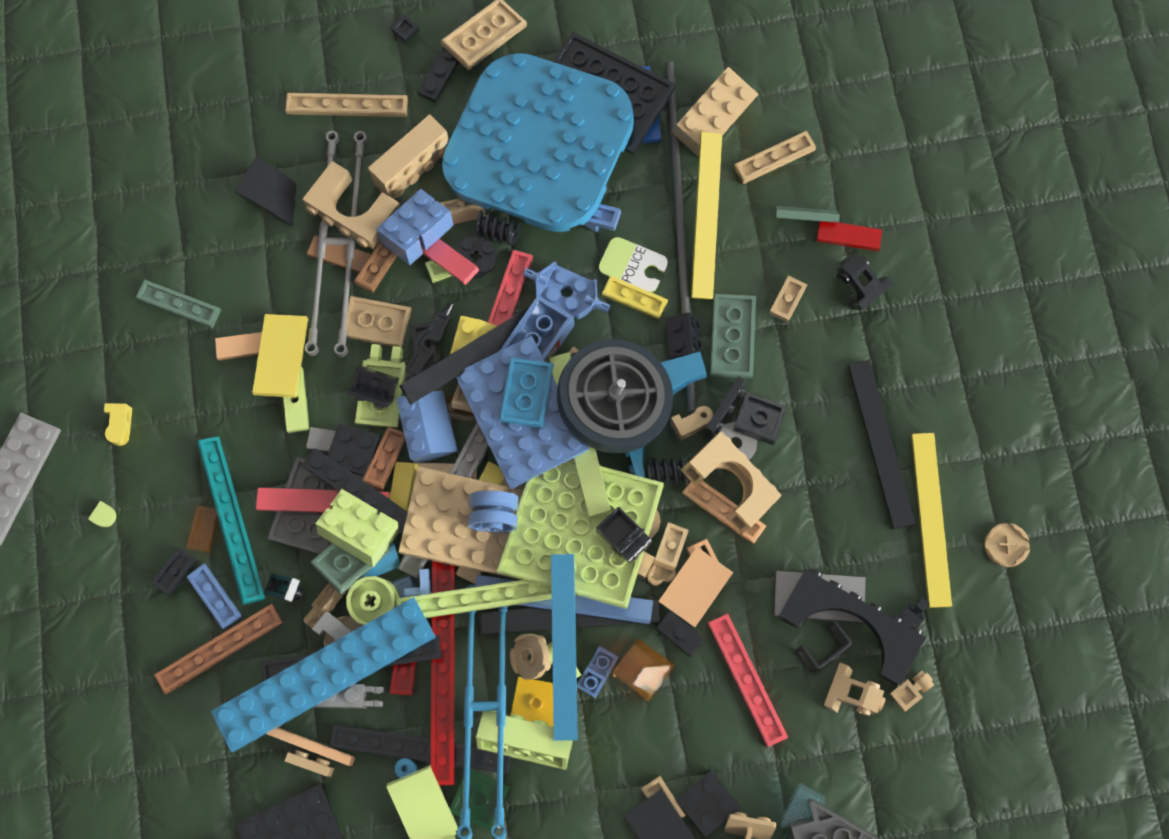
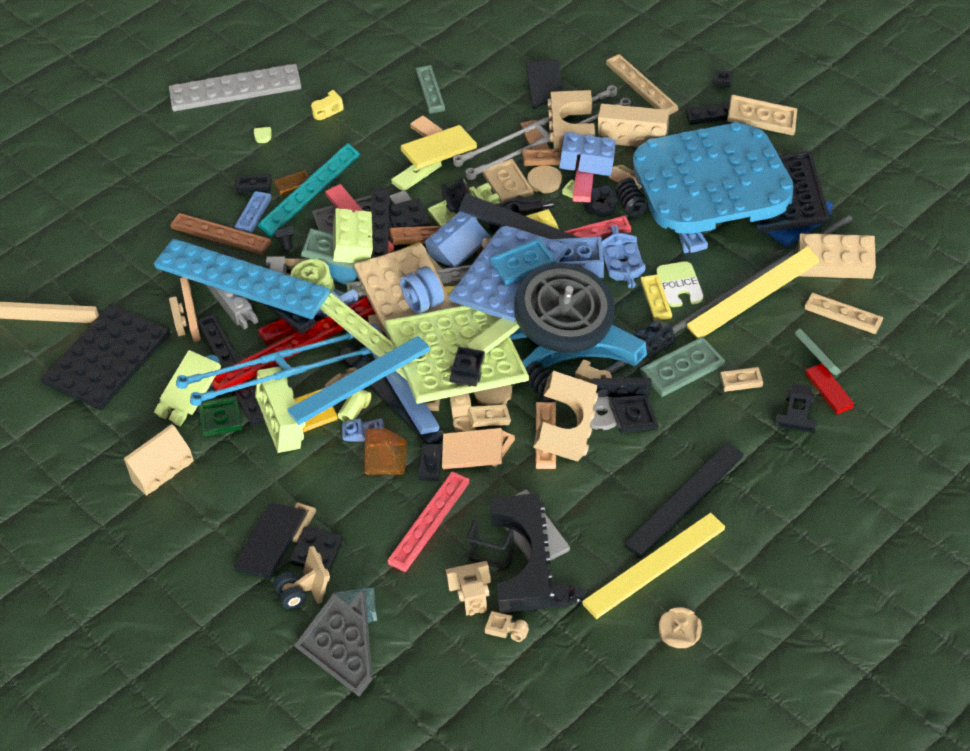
camera: 55 degrees right, 25 degrees down
(403, 285) = (545, 179): none -> tan tile

